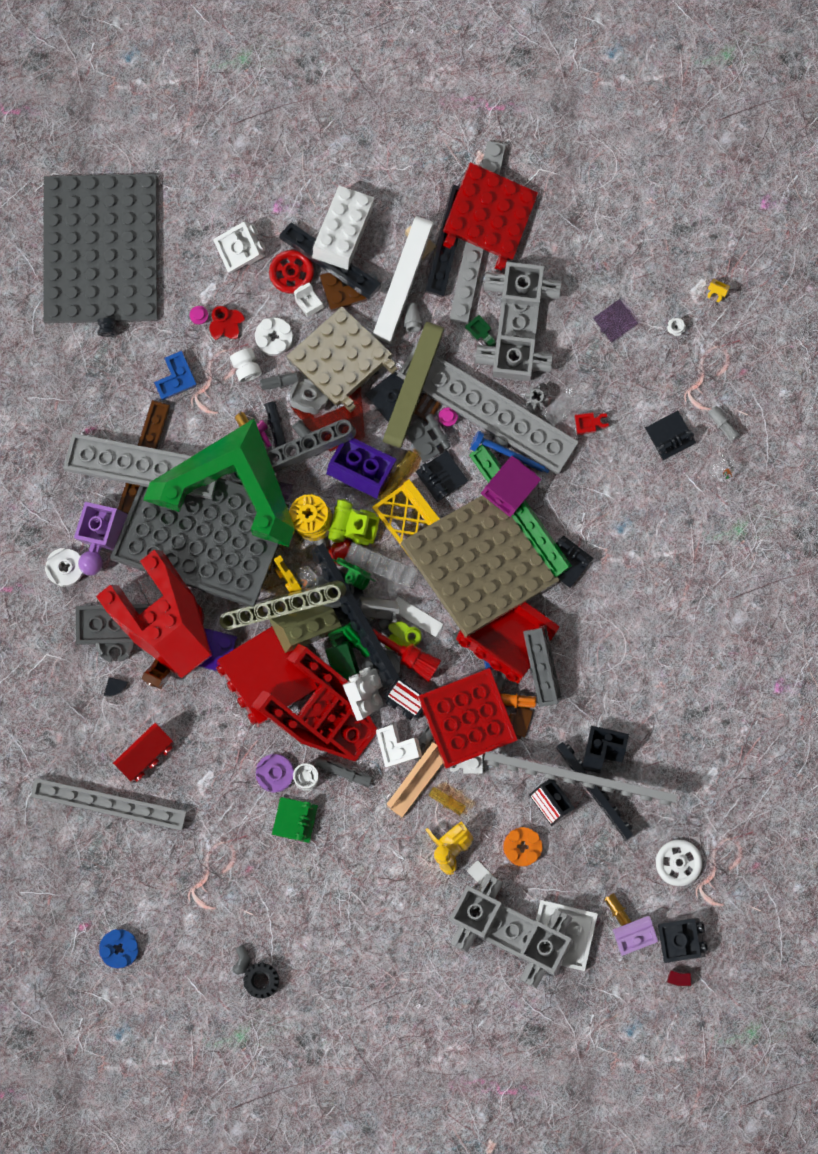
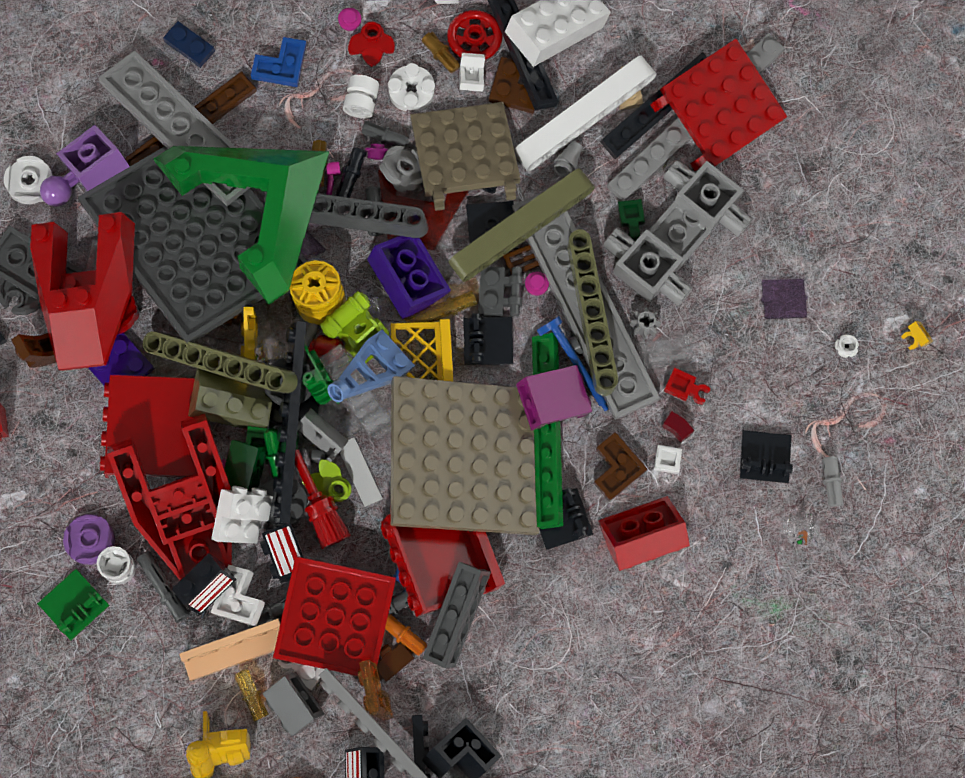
camera: 25 degrees right, 5 degrees down
(102, 403) = (189, 44): none -> dark blue plate
(276, 298) = (440, 52): none -> pearl gold axle
(282, 396) = (376, 151): none -> magenta plate
(370, 751) = (204, 584): none -> black brick
(386, 529) = (387, 355): none -> medium blue plate
(477, 788) = (293, 704): none -> brick
(496, 404) = (592, 323): none -> olive beam
(527, 750) = (376, 699): none -> clear orange plate
(584, 500) = (624, 467): none -> reddish brown plate
(601, 452) = (678, 426): none -> dark red piece
(608, 478) = (667, 459): none -> white tile
(625, 536) = (644, 533): none -> red slope

